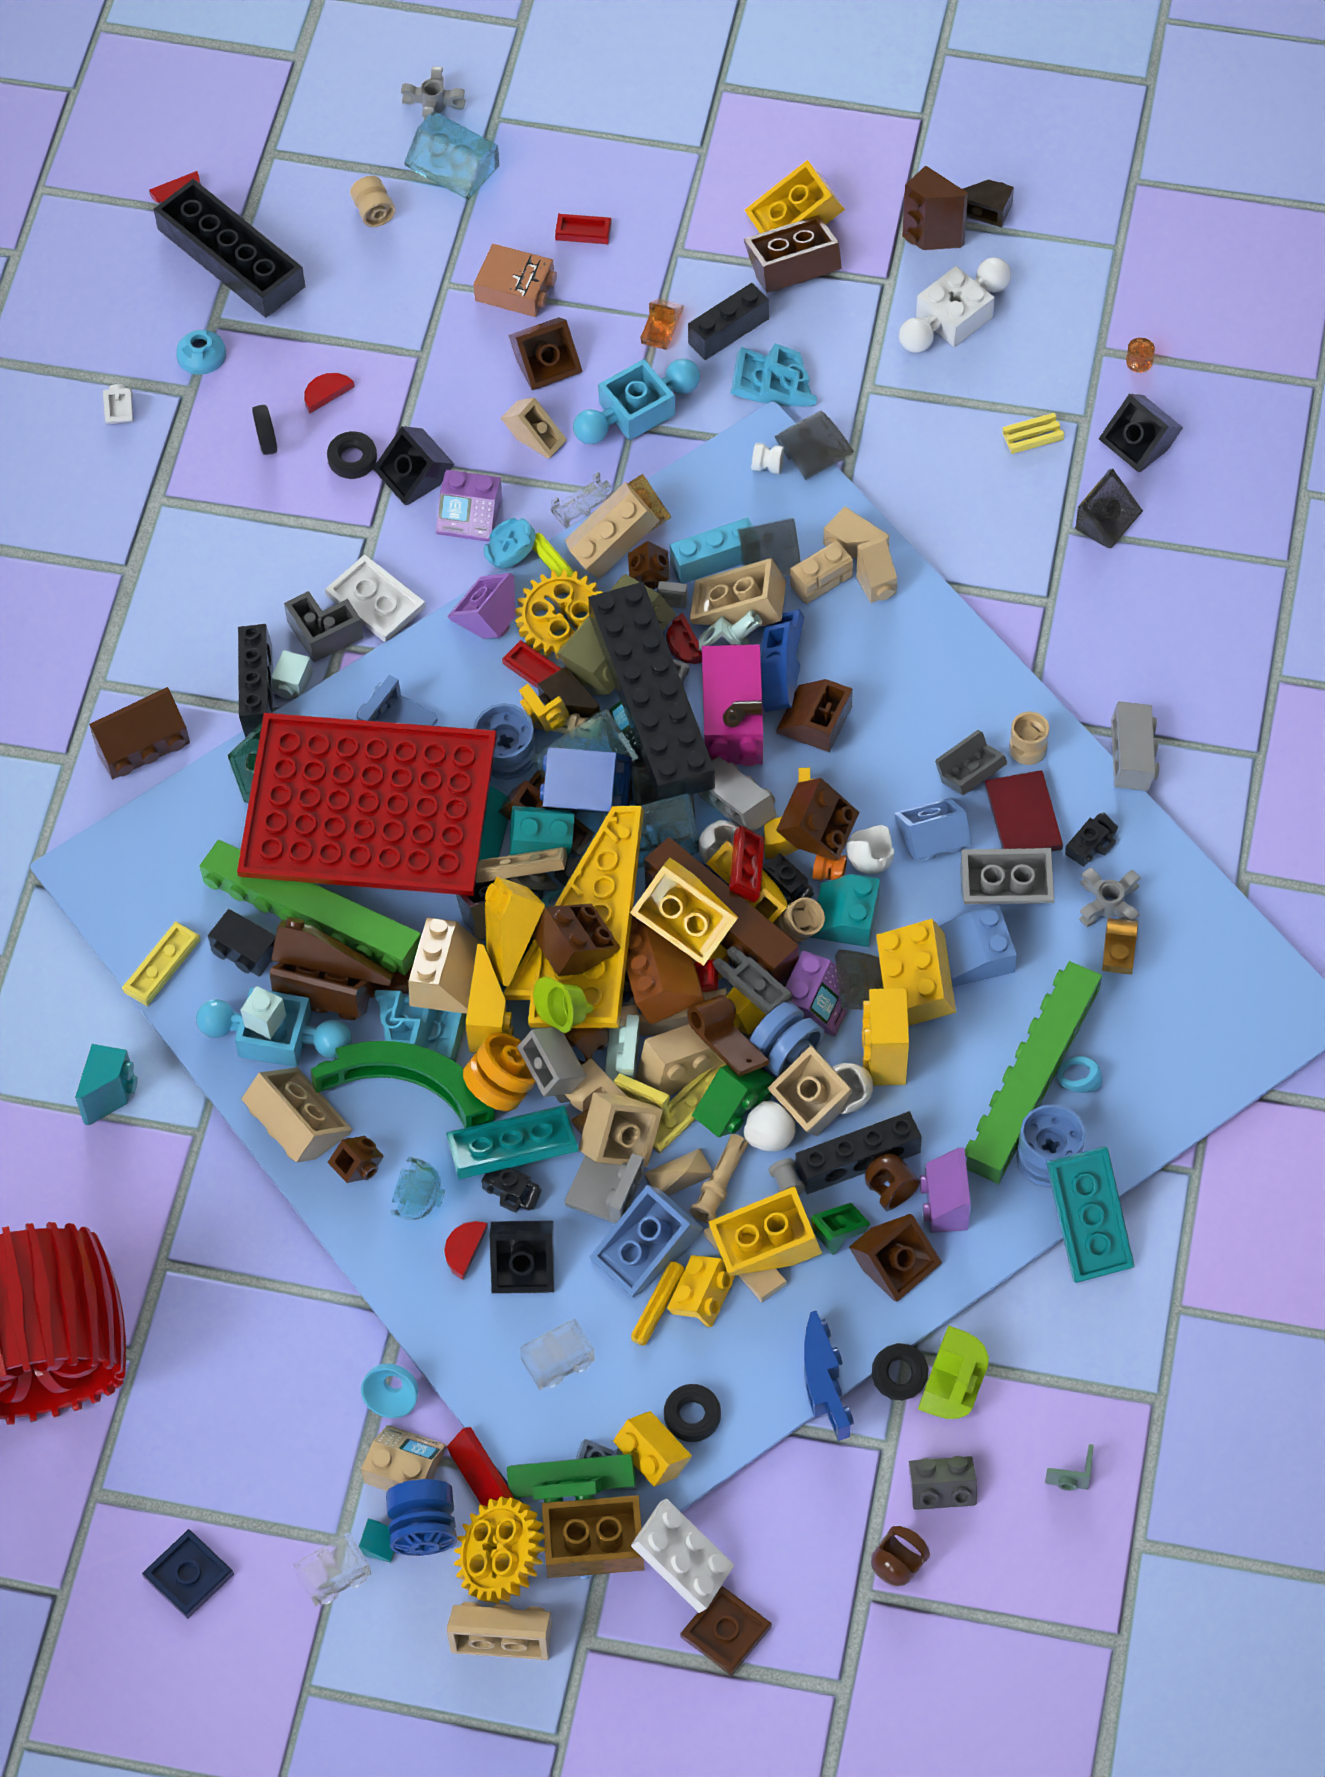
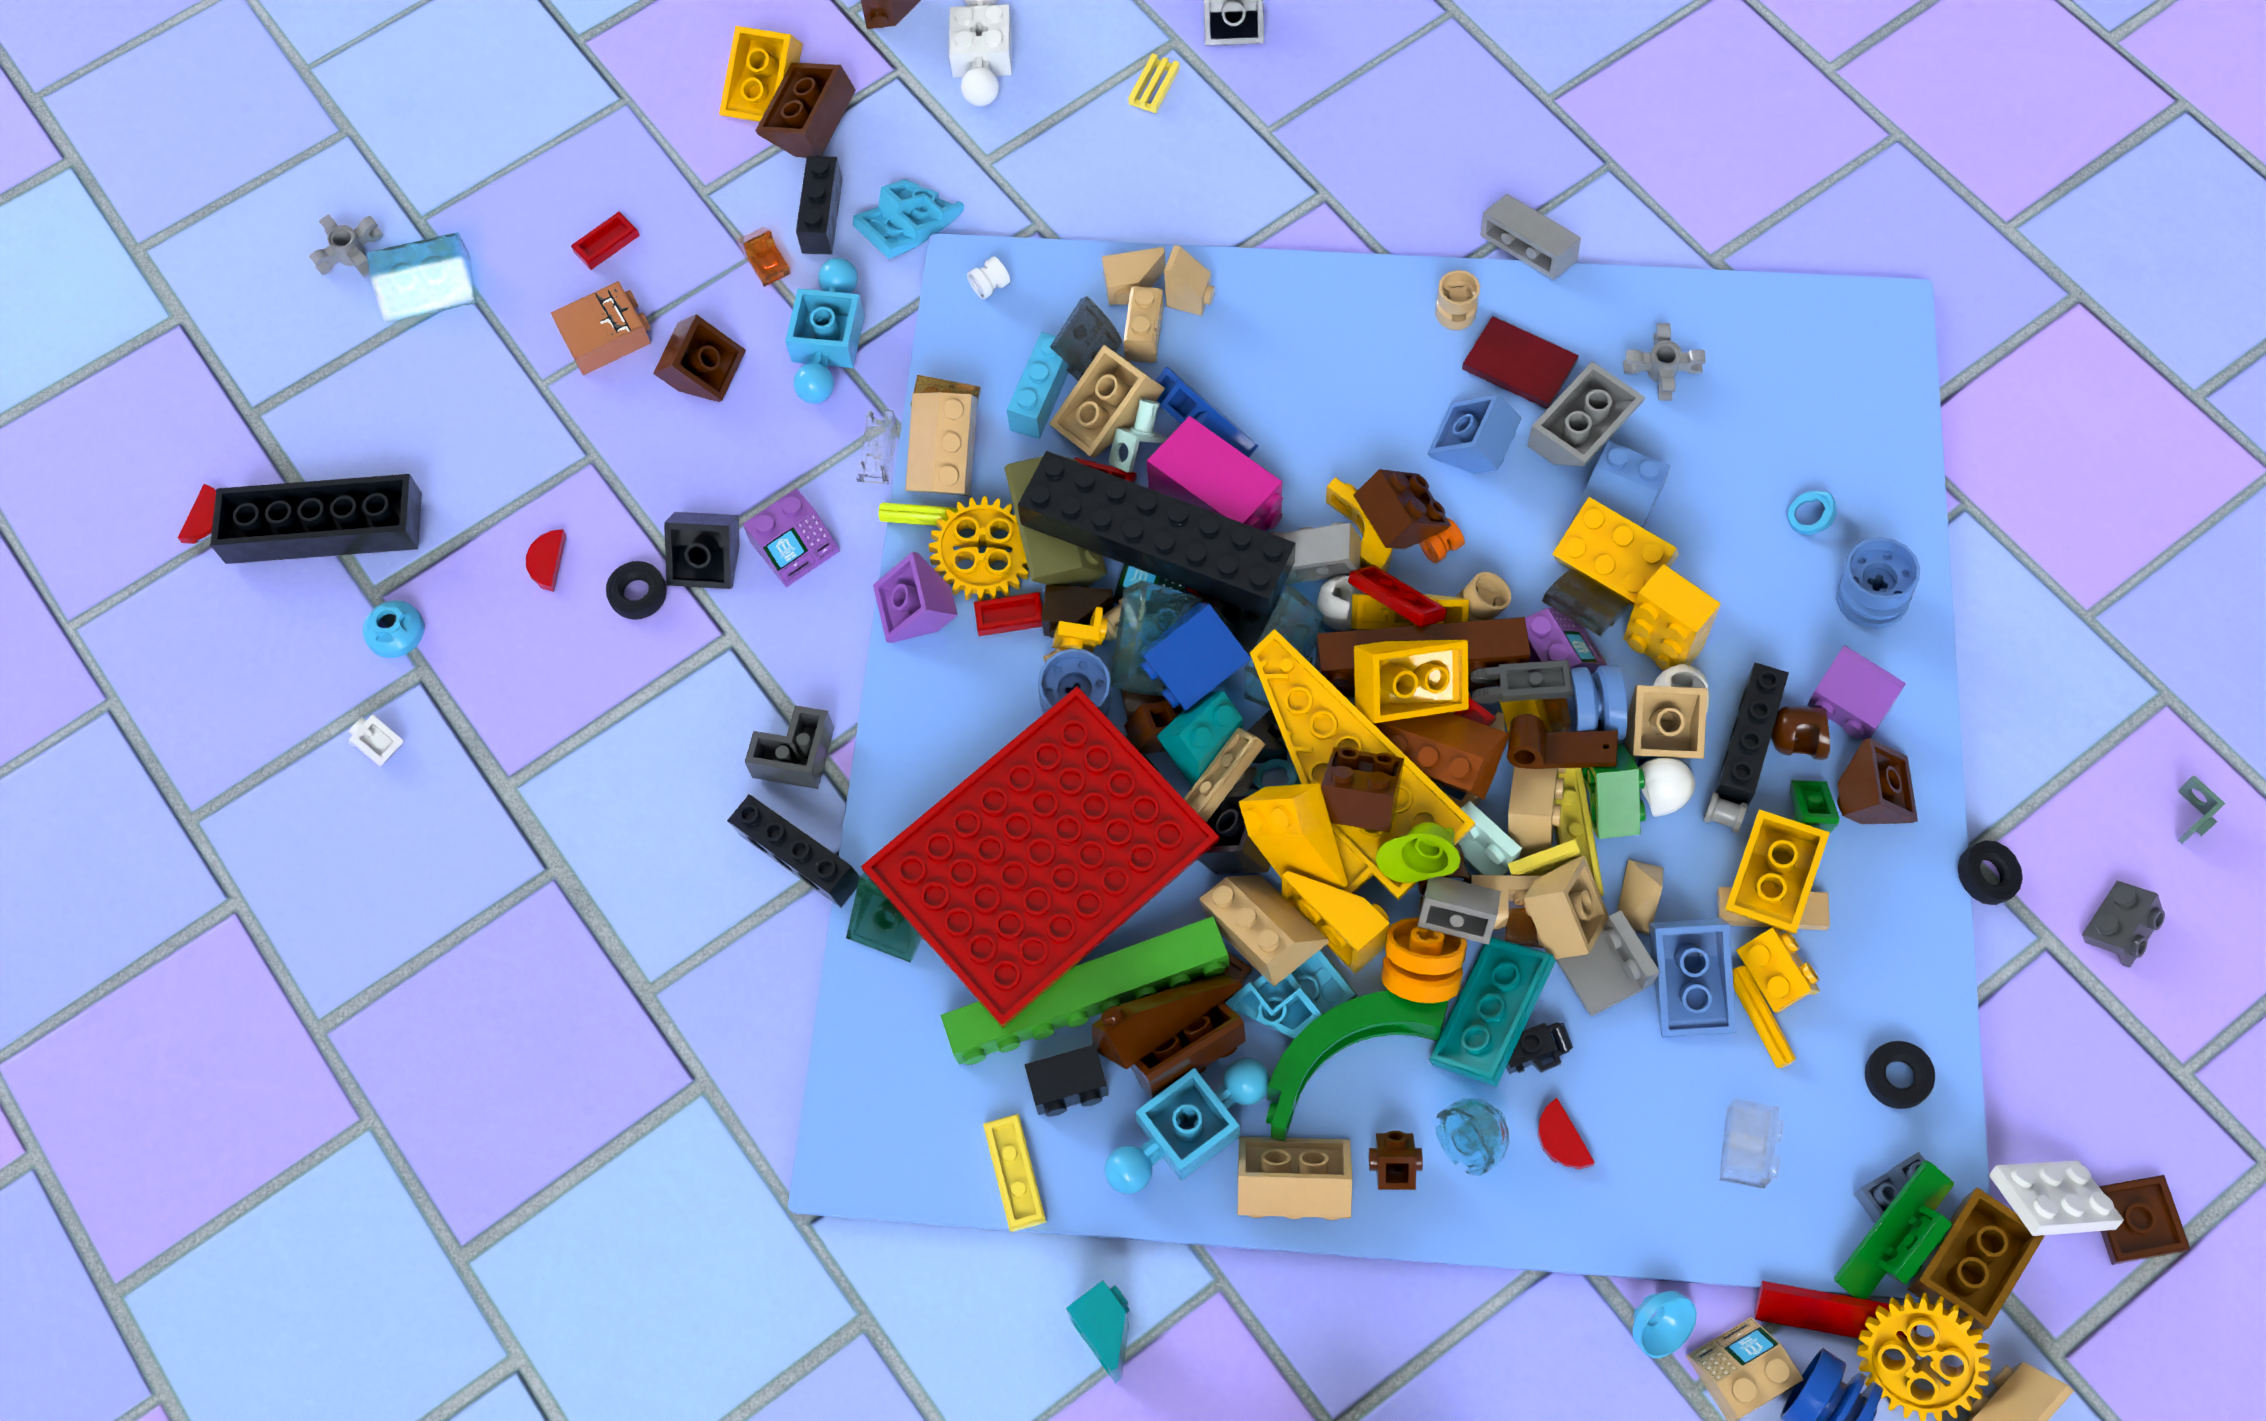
camera: 45 degrees left, 5 degrees up
(139, 733) = (752, 997): reddish brown slope -> none
(263, 1012) = (1183, 1120): light aqua brick -> none
(264, 429) = (539, 637): black tyre -> none
(291, 675) = (816, 816): light aqua brick -> none
(372, 201) = (397, 370): tan wheel -> none
(376, 597) = (807, 680): white plate -> none
(390, 706) = (950, 759): medium blue bracket -> none
(509, 543) = (864, 534): medium azure tile -> none
(522, 1256) = (1619, 1093): black slope -> none
(533, 427) = (764, 426): tan slope -> none
(649, 564) = (1005, 443): reddish brown brick -> none
(653, 1448) = (1919, 1135): yellow brick -> none
(673, 593) = (1053, 443): light grey tile -> none
(715, 1190) = (1685, 879): tan pin -> none
(739, 710) = (1245, 479): dark brown arm -> none
(788, 879) = (1427, 579): black piece -> none
(814, 444) = (1009, 234): clear smoke slope -> none
(817, 713) = (1283, 431): reddish brown slope -> none
(820, 1374) = (1939, 932): blue slope -> none
(849, 909) = (1497, 548): teal slope -> none
(870, 849) = (1458, 494): white hair -> none
(894, 1561) = (2184, 1021): reddish brown helmet -> none
(955, 1376) = (2038, 830): lime brick -> none
(969, 763) = (1439, 362): dark grey bracket -> none
(1033, 1071) = (1784, 543): bright green brick -> none
(1090, 1214) = (1969, 605): teal tile -> none
(1091, 839) = (1590, 333): black piece -> none
(1107, 511) = (1284, 89): clear smoke slope -> none
(1119, 946) = (1721, 384): pearl gold brick -> none

